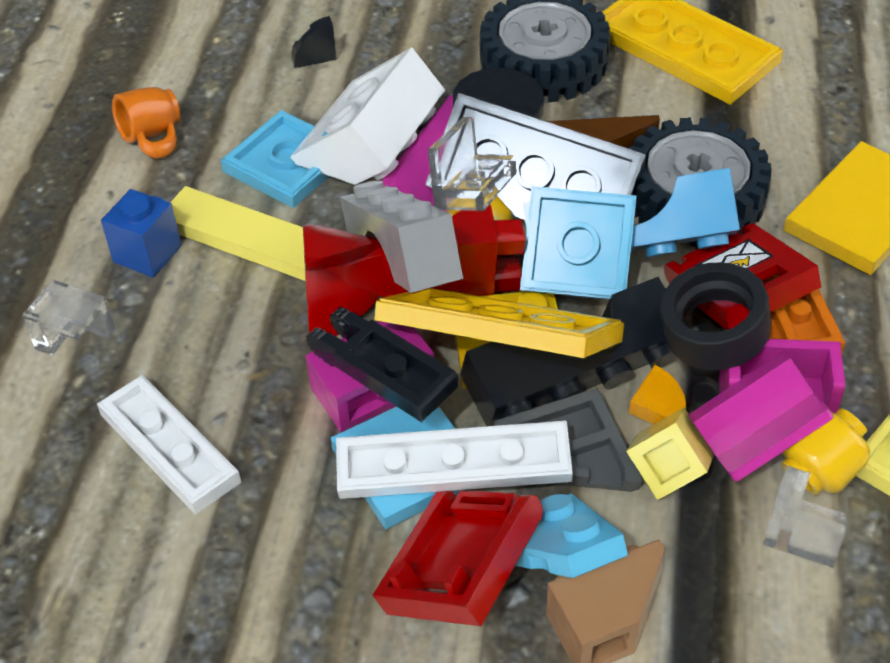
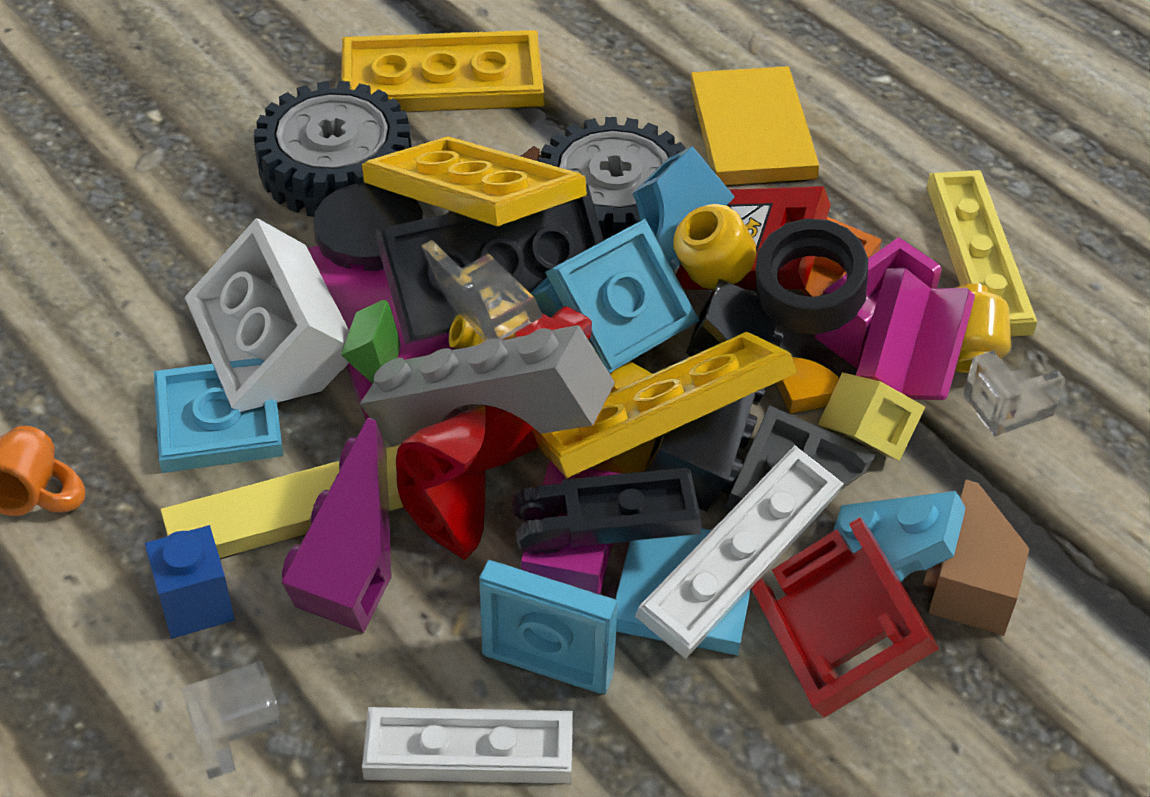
camera: 50 degrees left, 0 degrees up
(243, 271) = (347, 550): none -> magenta slope
(266, 404) = (548, 627): none -> medium azure tile
(315, 45) = (106, 285): black tile -> none
(398, 167) = (372, 339): none -> bright green slope
(572, 107) = (474, 180): none -> yellow tile
(676, 244) = (714, 245): none -> yellow head

